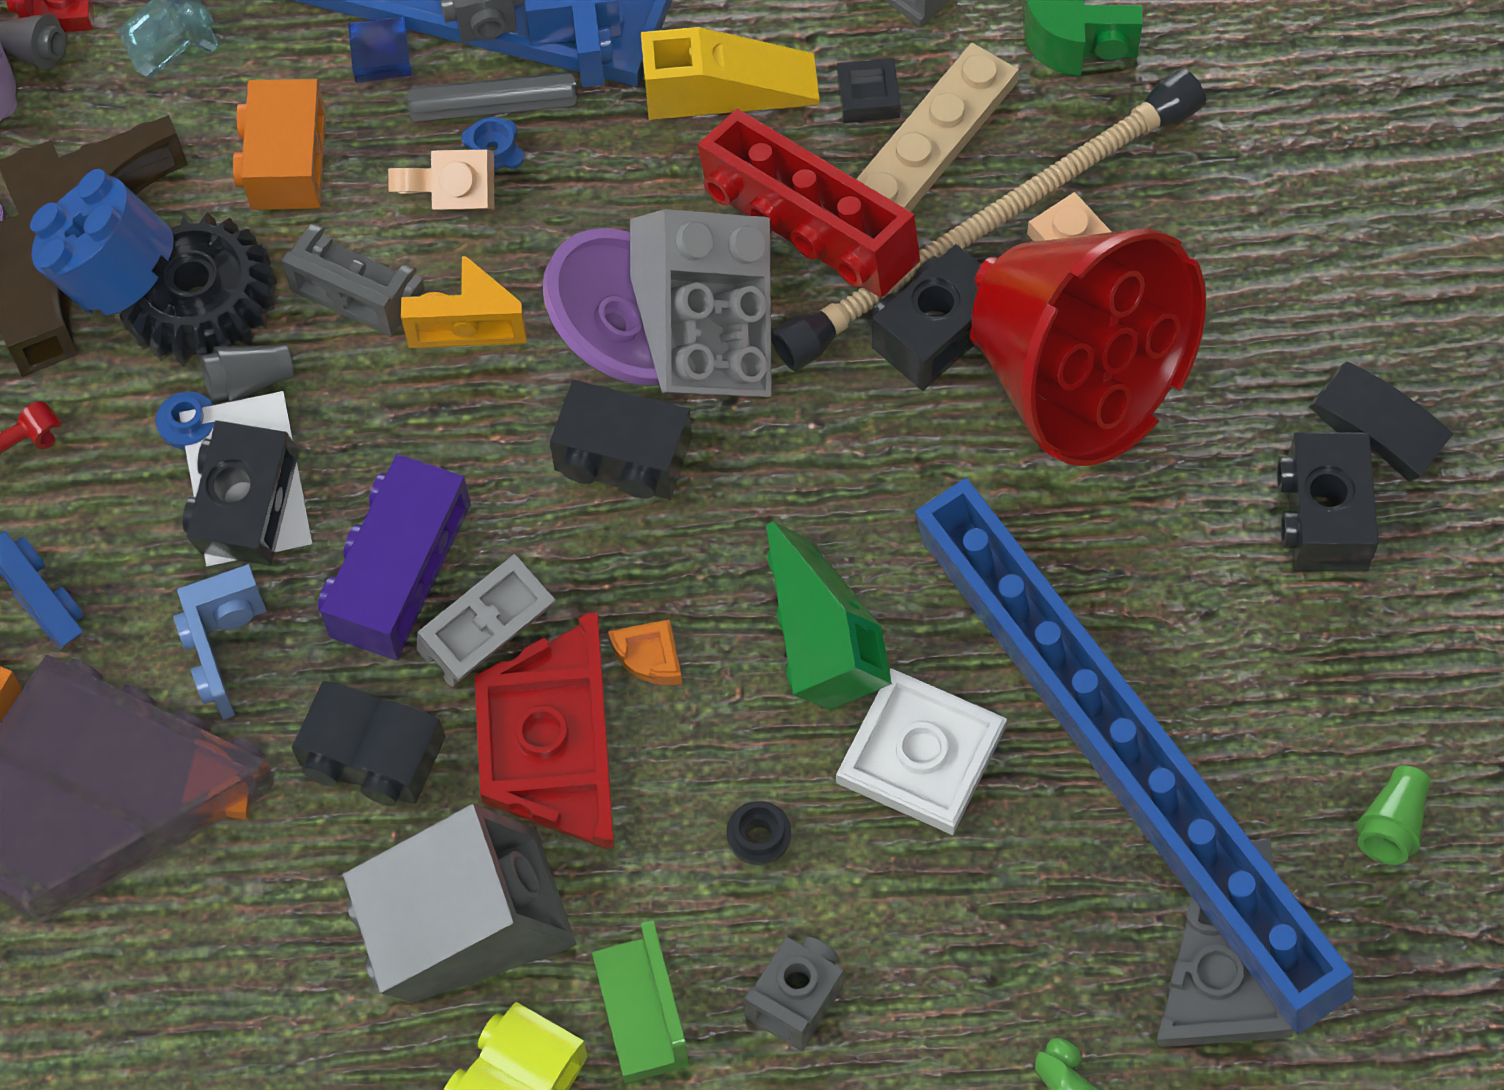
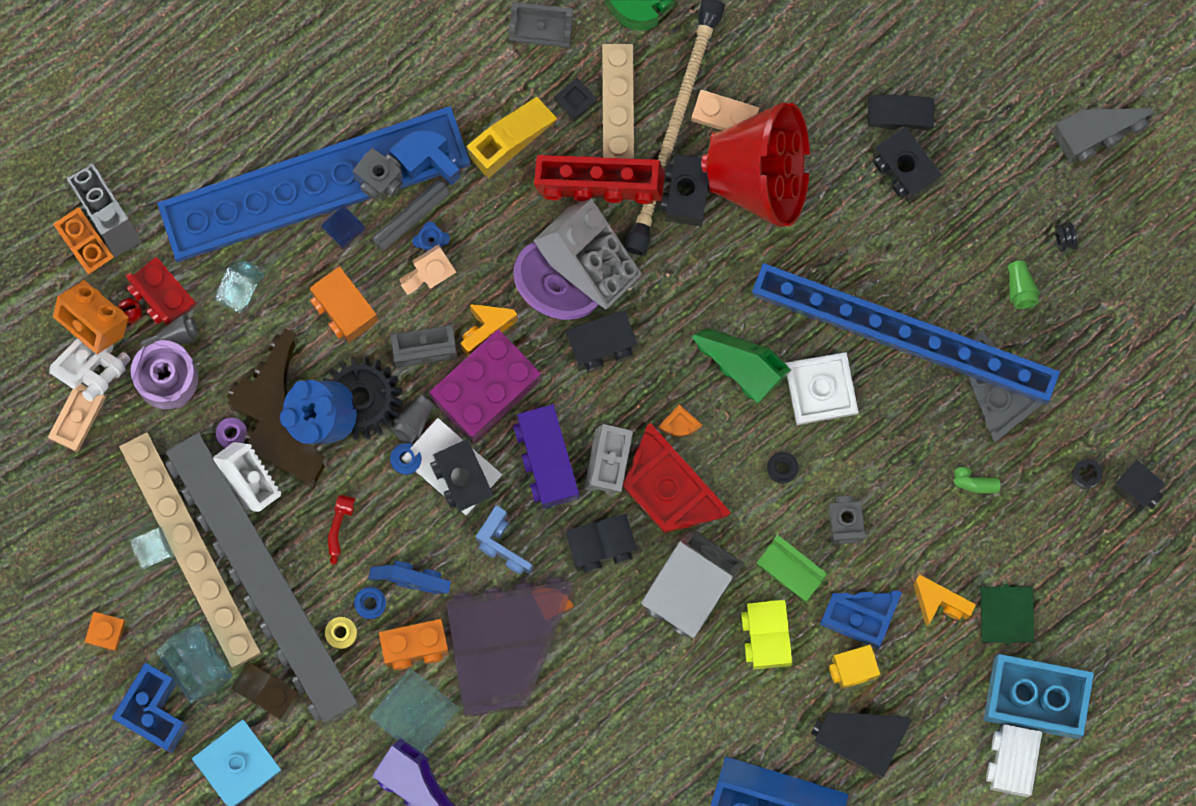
camera: 40 degrees left, 15 degrees up
(389, 391) = (485, 386): none -> magenta brick

